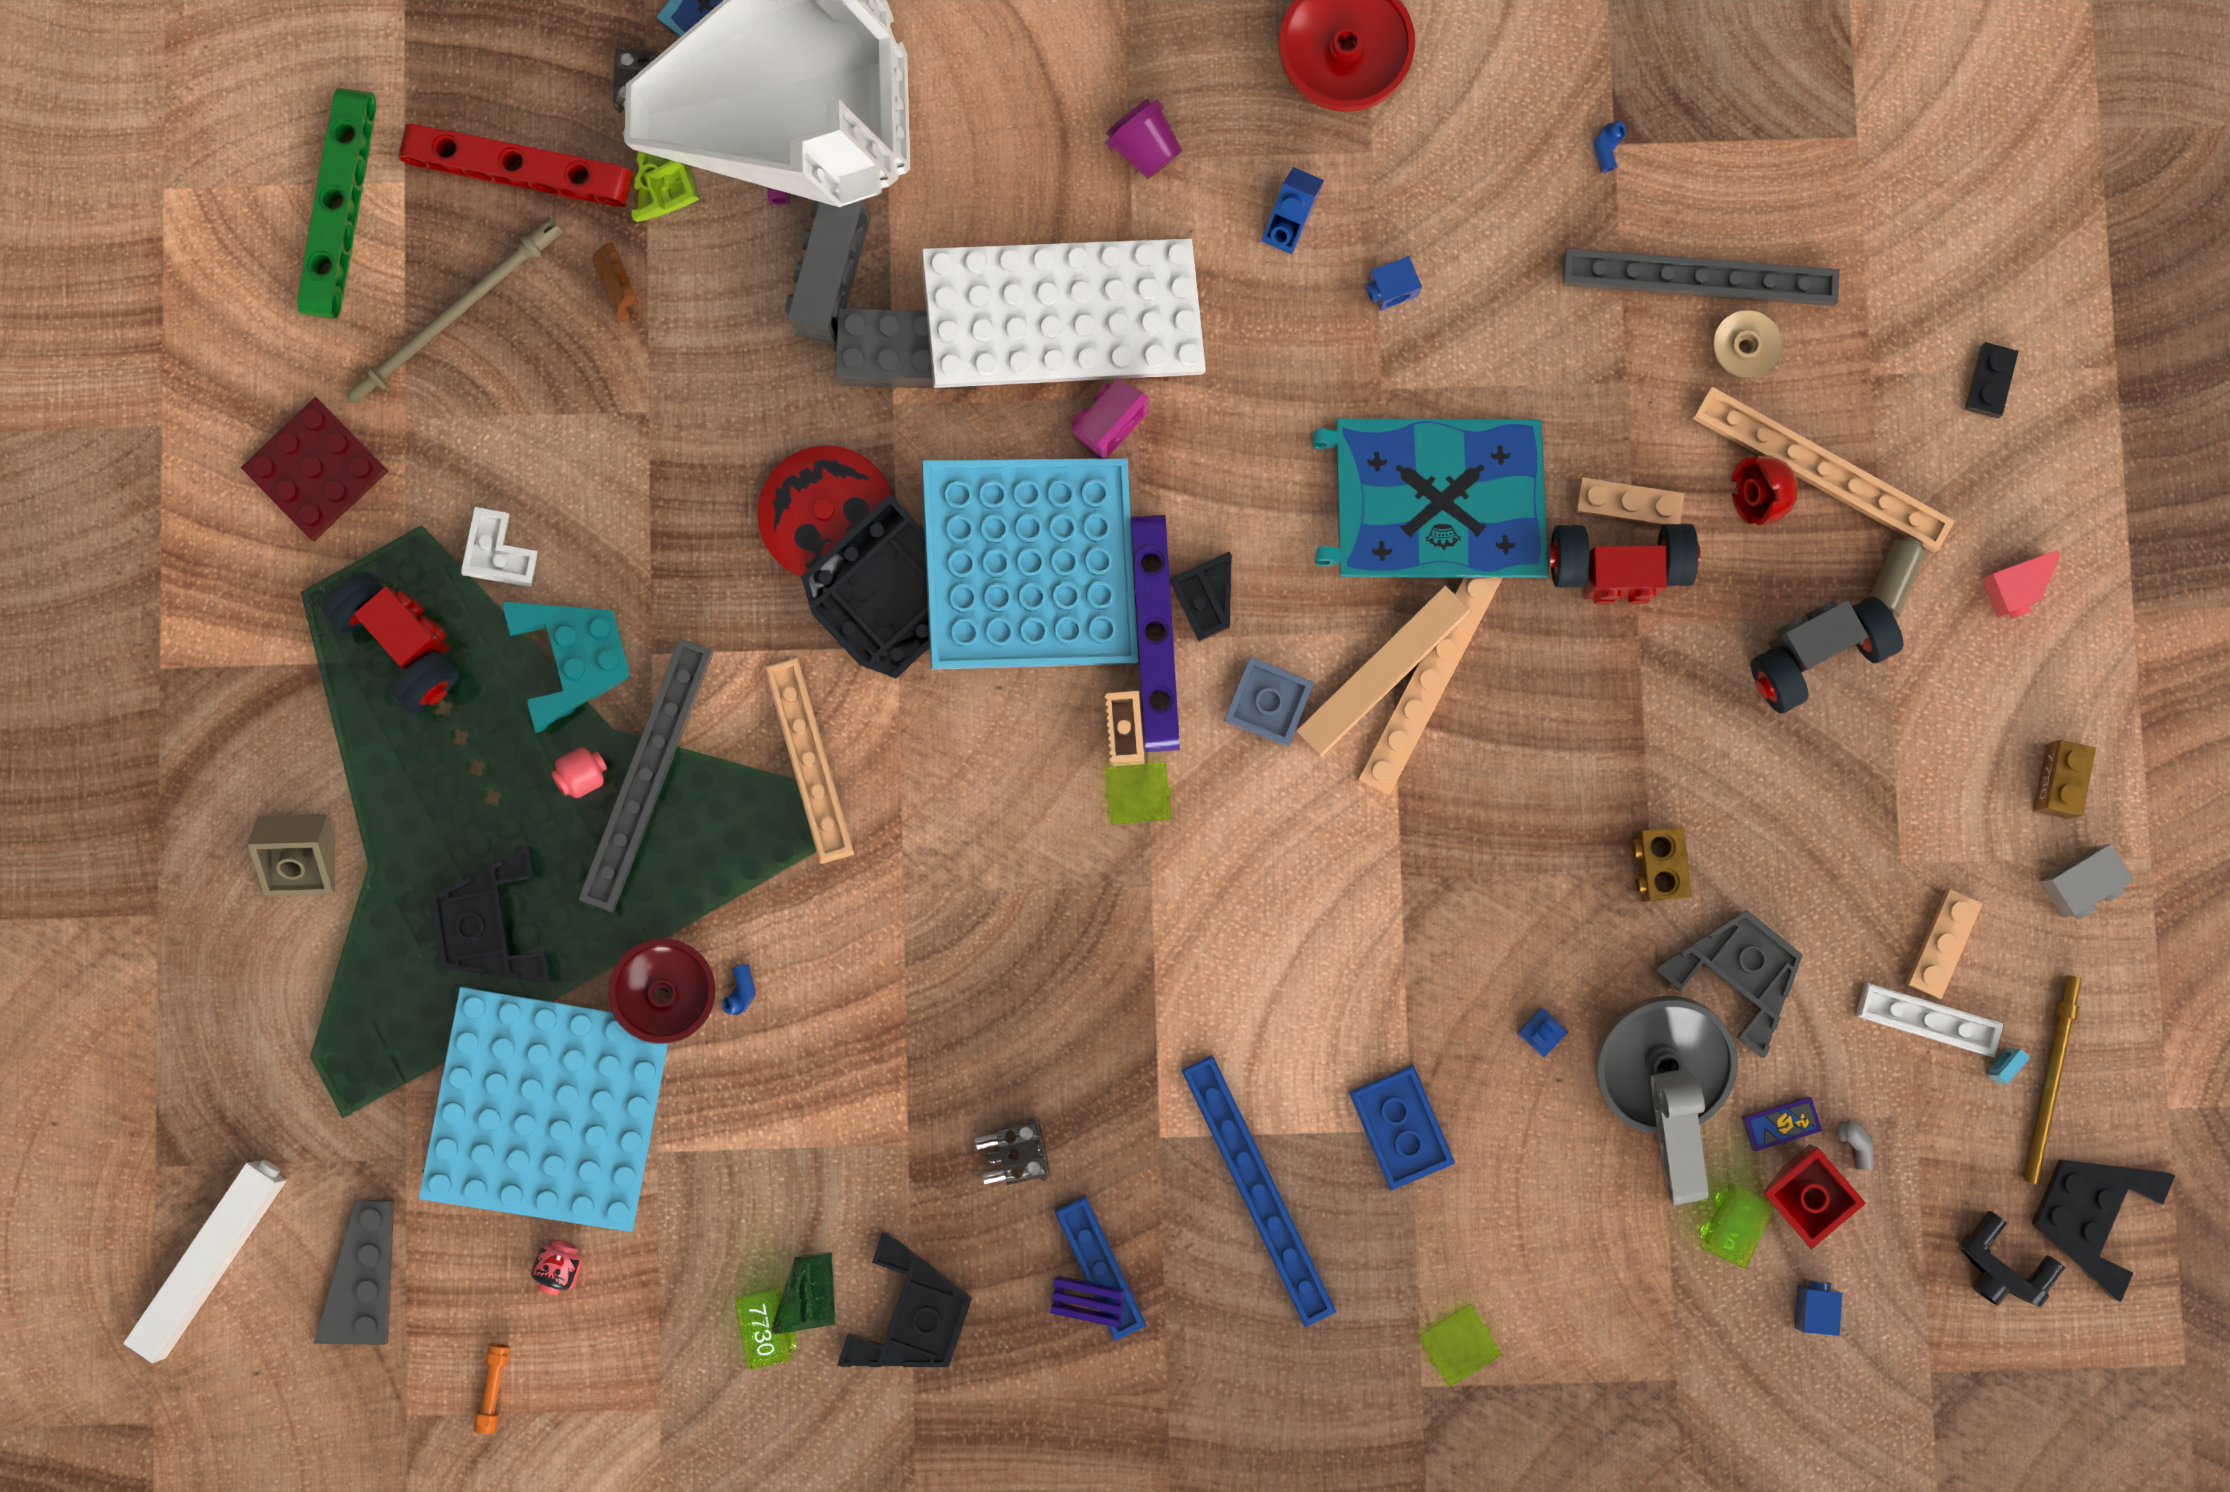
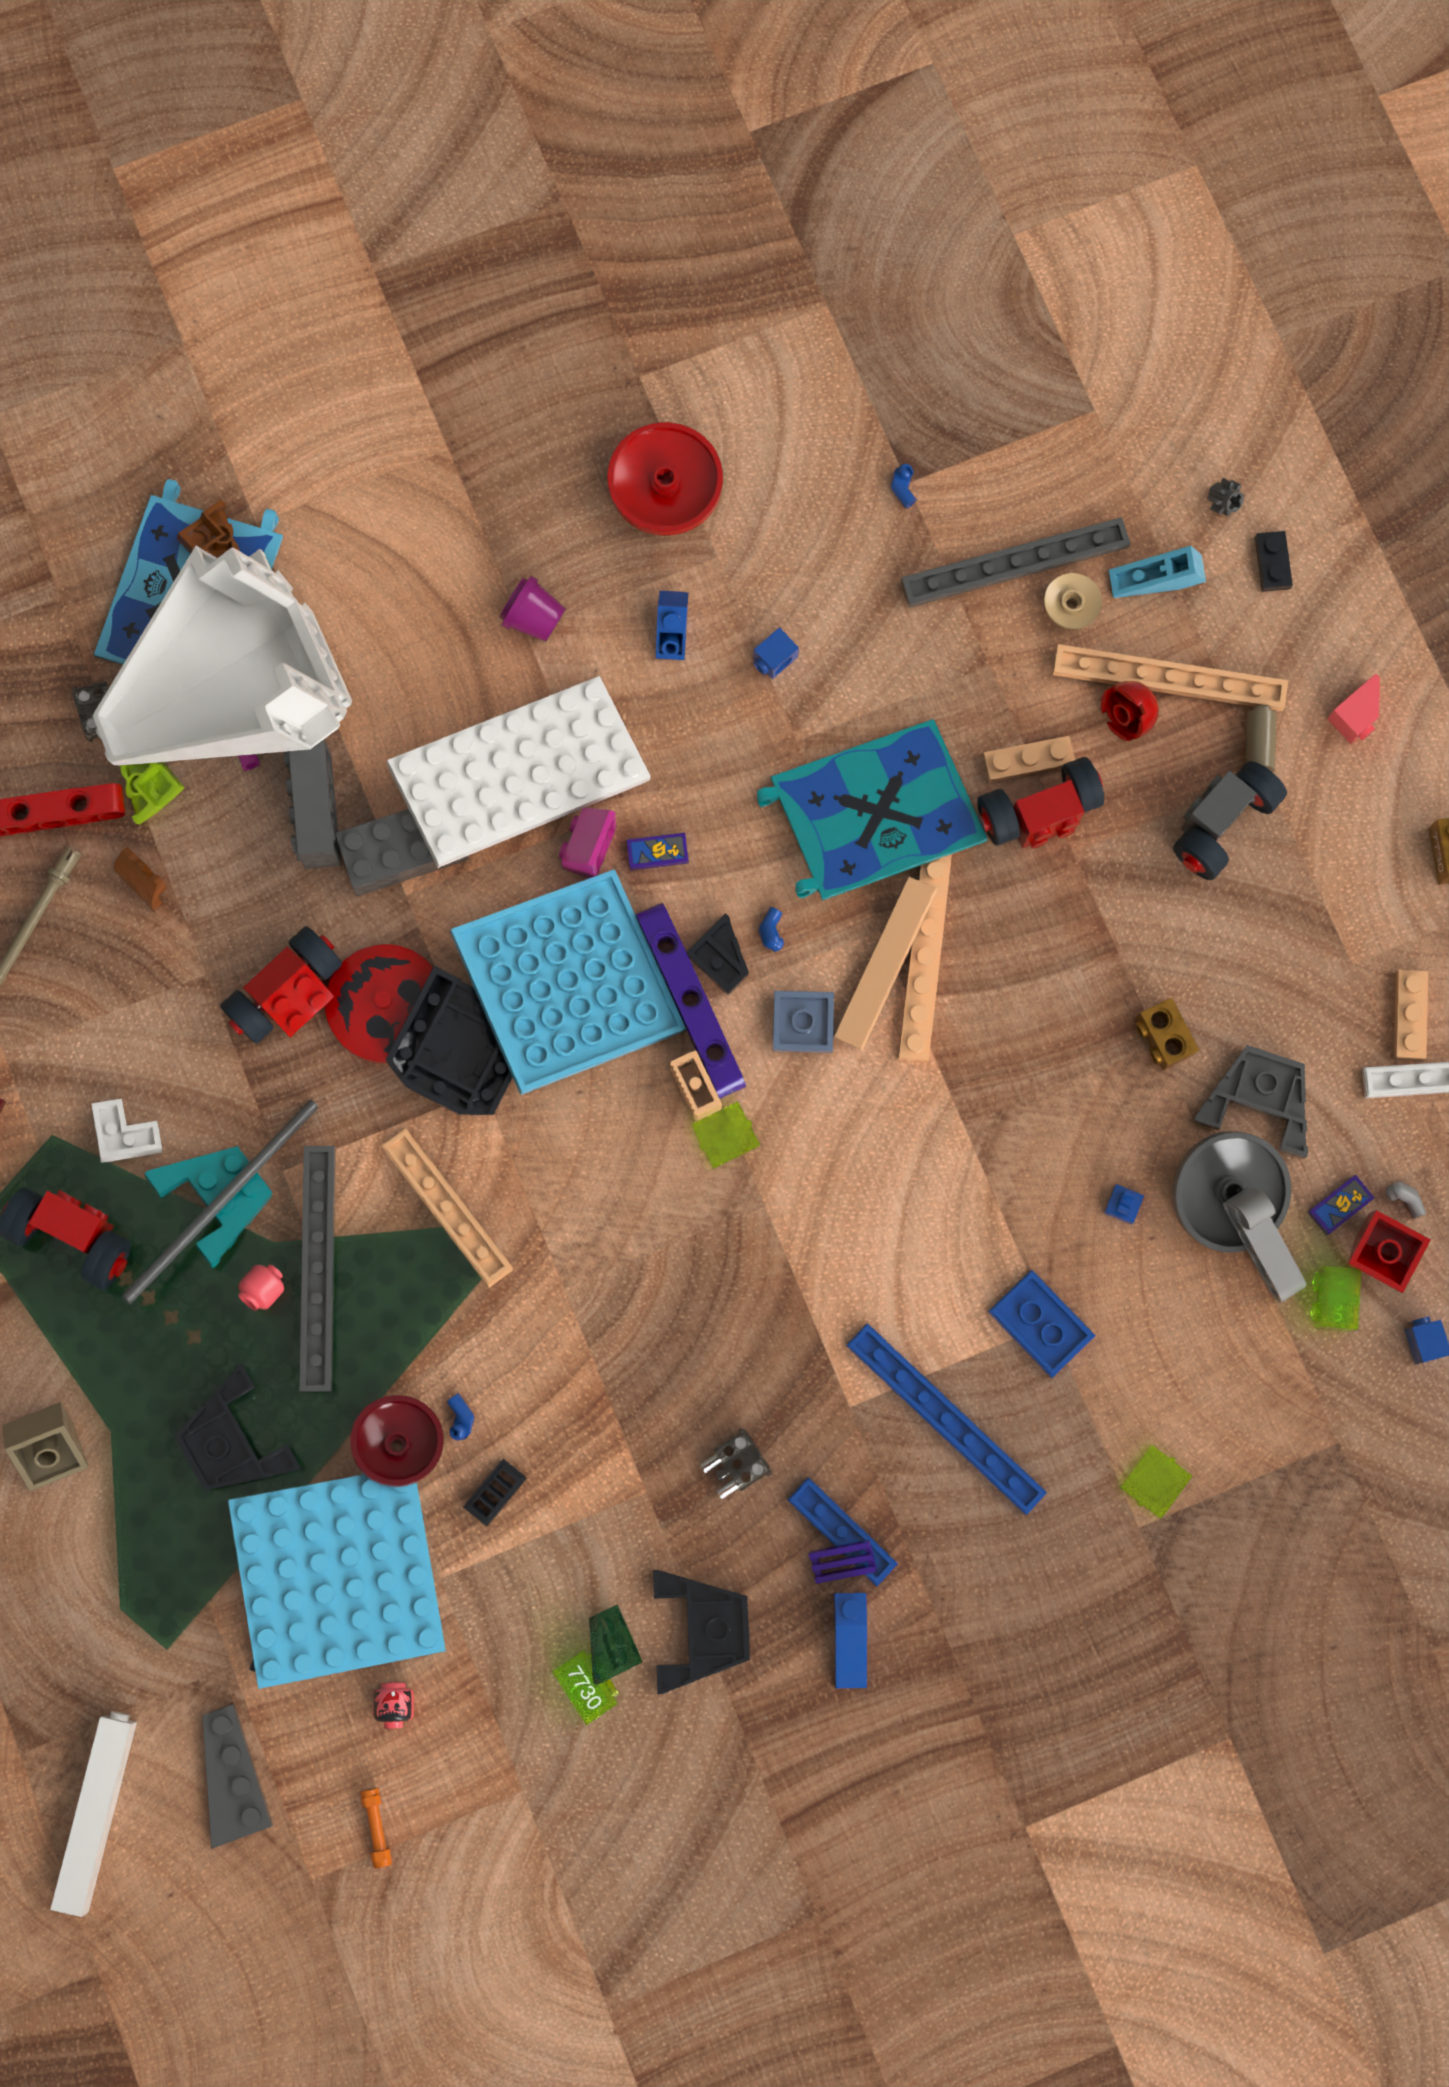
camera: 30 degrees left, 5 degrees down
(567, 665) = (219, 1202): none -> dark grey piece
(719, 1099) = (486, 1485): none -> black slope
(722, 459) = (285, 988): none -> brick
(1064, 1386) = (850, 1639): none -> blue slope
(1182, 456) = (657, 851): none -> tile
(1269, 588) = (768, 931): none -> blue arm
(1856, 348) = (1158, 573): none -> medium azure slope
(1966, 288) = (1225, 497): none -> dark grey gear

